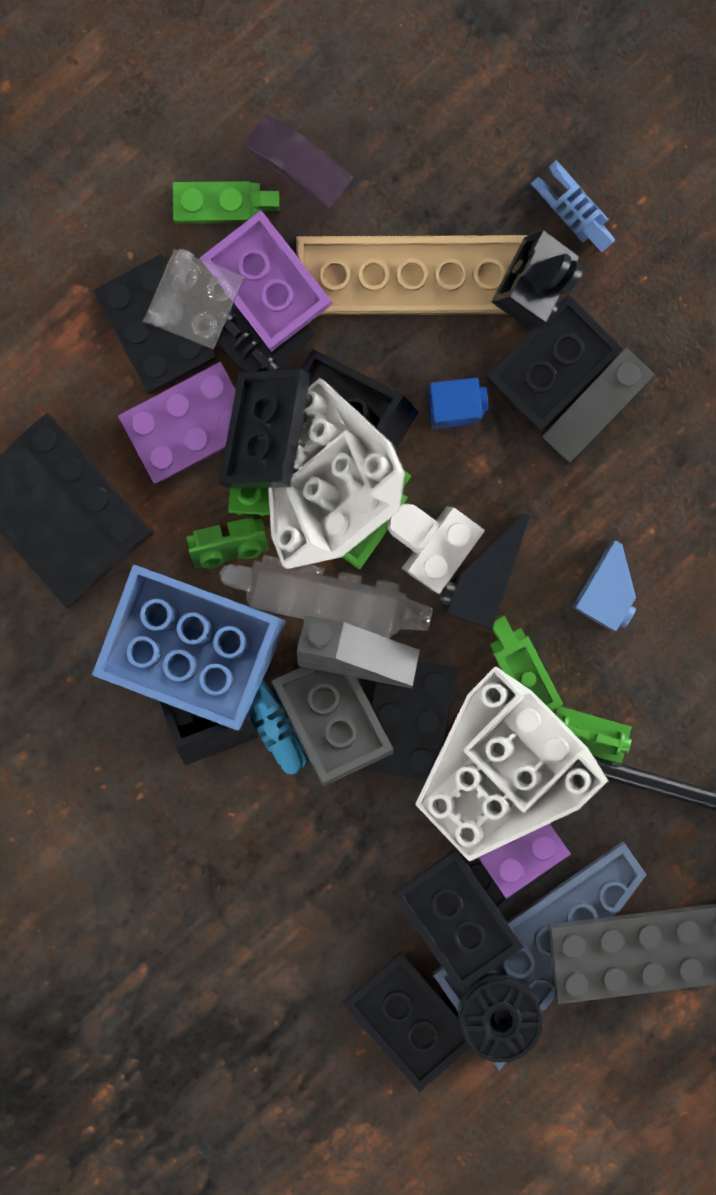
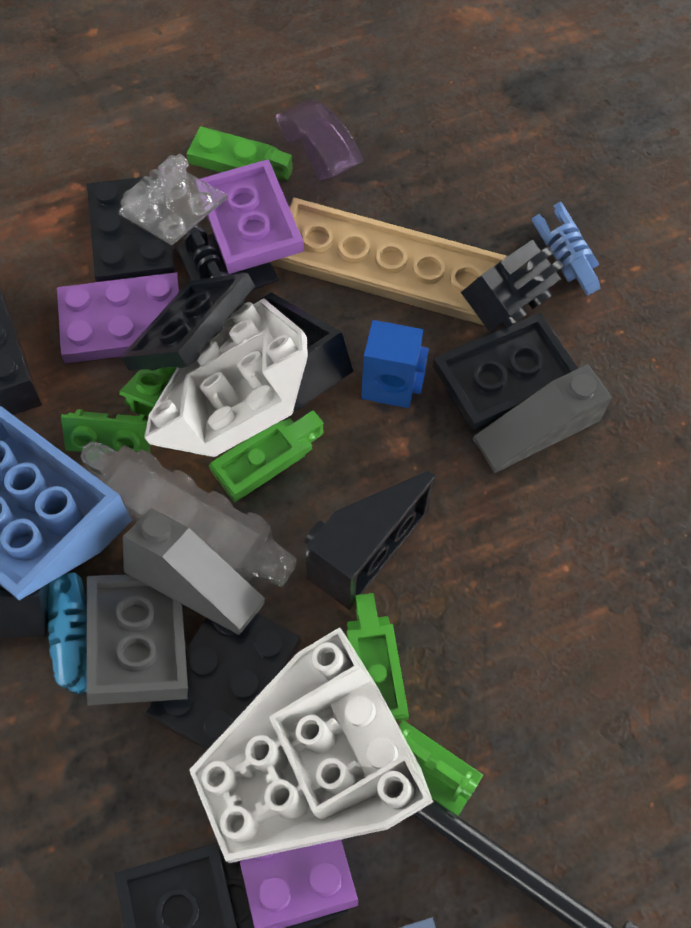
camera: 15 degrees right, 25 degrees down
(436, 544) = (318, 486): white brick -> none
(608, 590) = (498, 608): medium blue slope -> none

